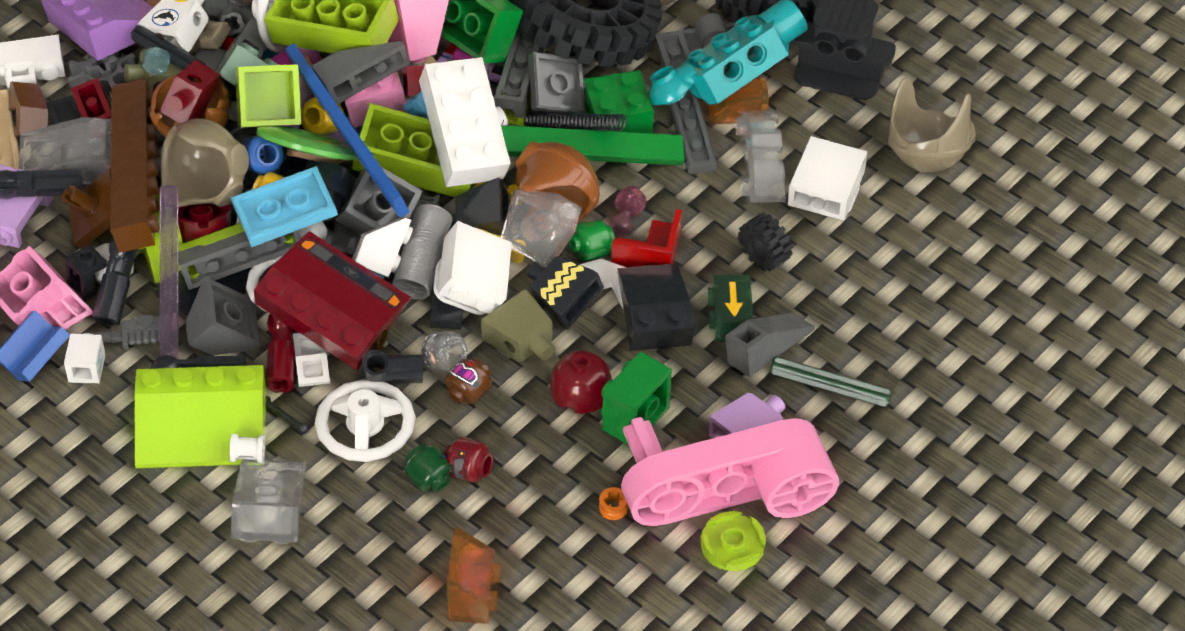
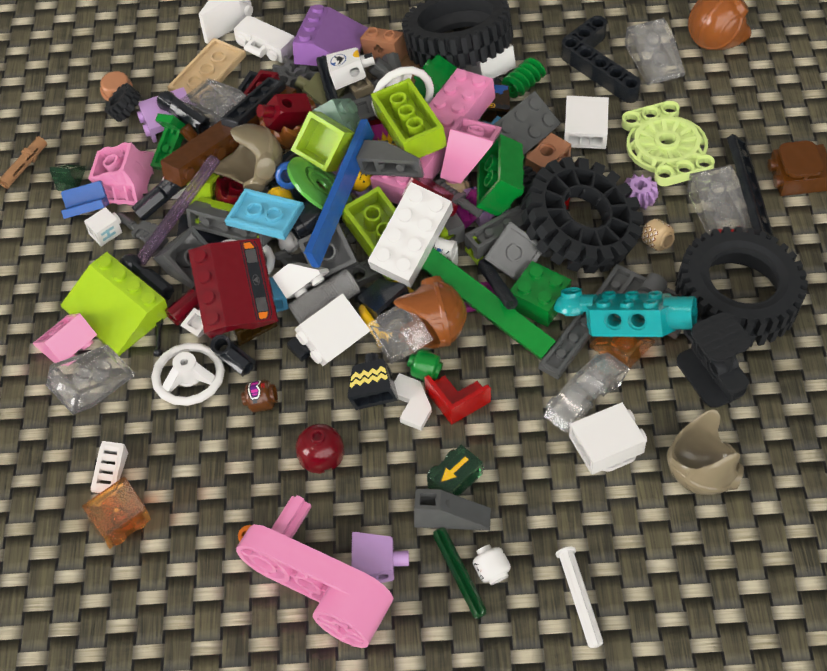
camera: 50 degrees right, 5 degrees up
(29, 107) = (236, 67): reddish brown slope -> none
(53, 225) = (170, 139): none -> green bracket
(81, 270) = (153, 176): black bracket -> none
(124, 117) = (247, 107): none -> black tile
(156, 61) = (318, 82): clear light blue bush -> none
(190, 484) = (66, 338): none -> bright pink slope
(247, 448) = (109, 340): white bush -> none
(387, 539) = (108, 453): none -> white slope
(428, 468) = (180, 429): dark green head -> none
(443, 350) = (267, 366): clear head -> none
(469, 459) = (204, 442): dark red head -> none
(519, 329) = (325, 387): olive torso -> none
(630, 203) = (475, 360): clear pink plate -> none
(637, 392) = (325, 483): green brick -> none
(656, 307) = (410, 435): black slope -> none
(733, 541) = (285, 622): lime tile -> none
(765, 242) = (518, 448): black tyre -> none
(853, 351) = (491, 564): none -> white head
(949, 319) = (580, 596): none -> white axle

